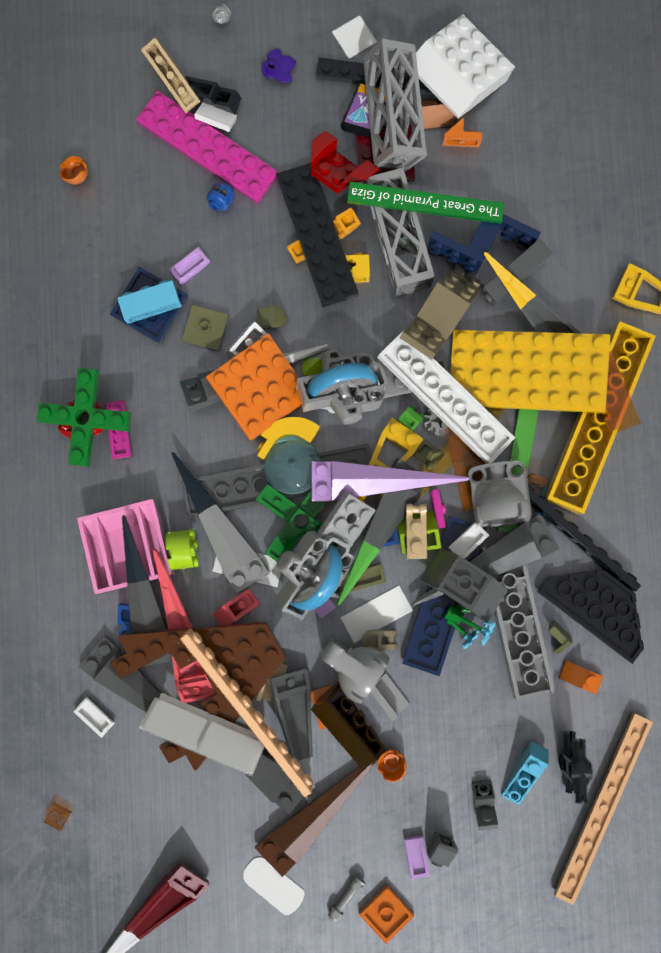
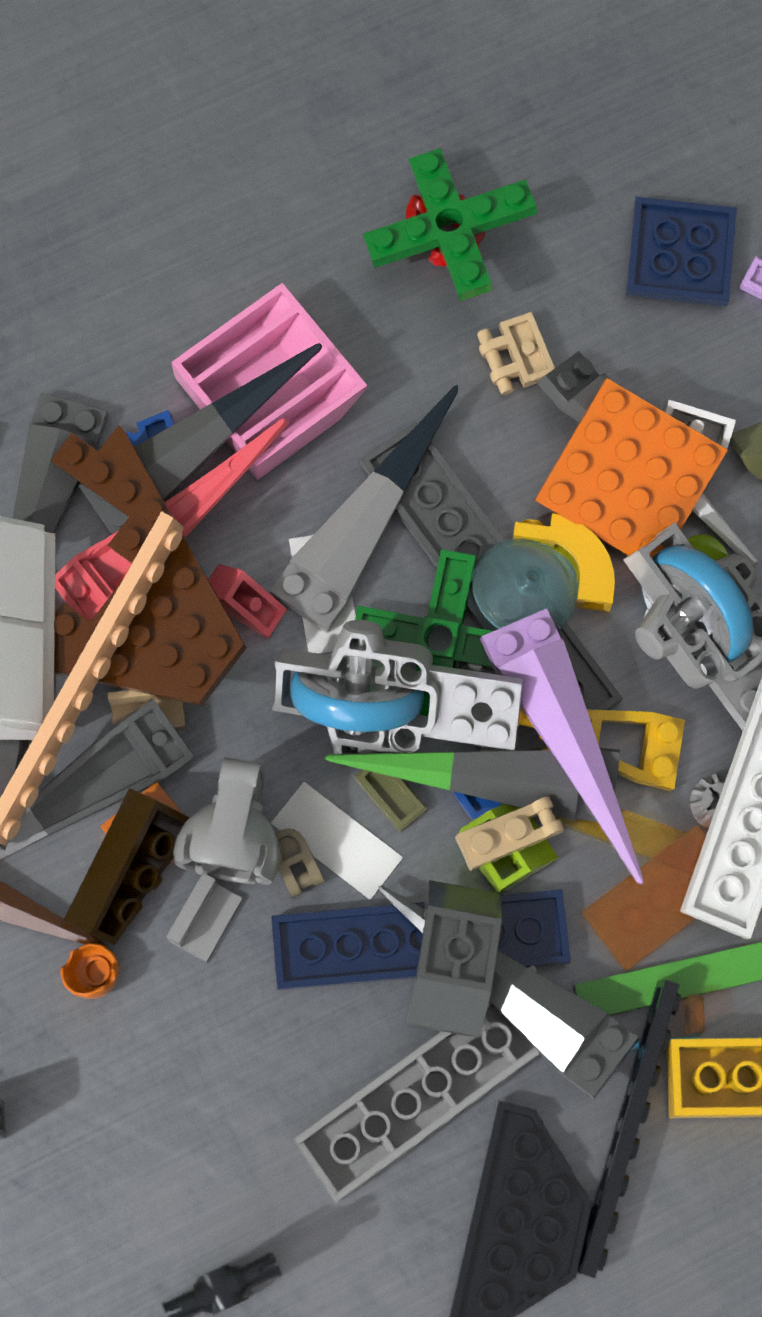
camera: 60 degrees right, 10 degrees down
(119, 440) = (441, 299): dark pink plate -> none
(149, 301) = (687, 245): medium azure brick -> none
(166, 407) = (526, 350): none -> tan plate
(182, 549) = (305, 469): lime brick -> none
(205, 328) = (687, 355): olive plate -> none
(326, 608) = (311, 742): lavender tile -> none
(410, 418) = (698, 751): bright green tile -> none
(428, 454) = (651, 808): olive tile -> none
(438, 508) = (565, 864): dark pink plate -> none
(455, 615) = (395, 966): plant -> none
(468, 540) = (534, 937): white tile -> none
(484, 805) = (85, 1166): dark grey slope -> none
(500, 495) = (639, 950): light grey piece -> none
(526, 772) = (171, 1215): medium azure slope -> none
(561, 635) = (440, 1175): olive tile -> none
(580, 677) = (383, 1246): orange slope -> none

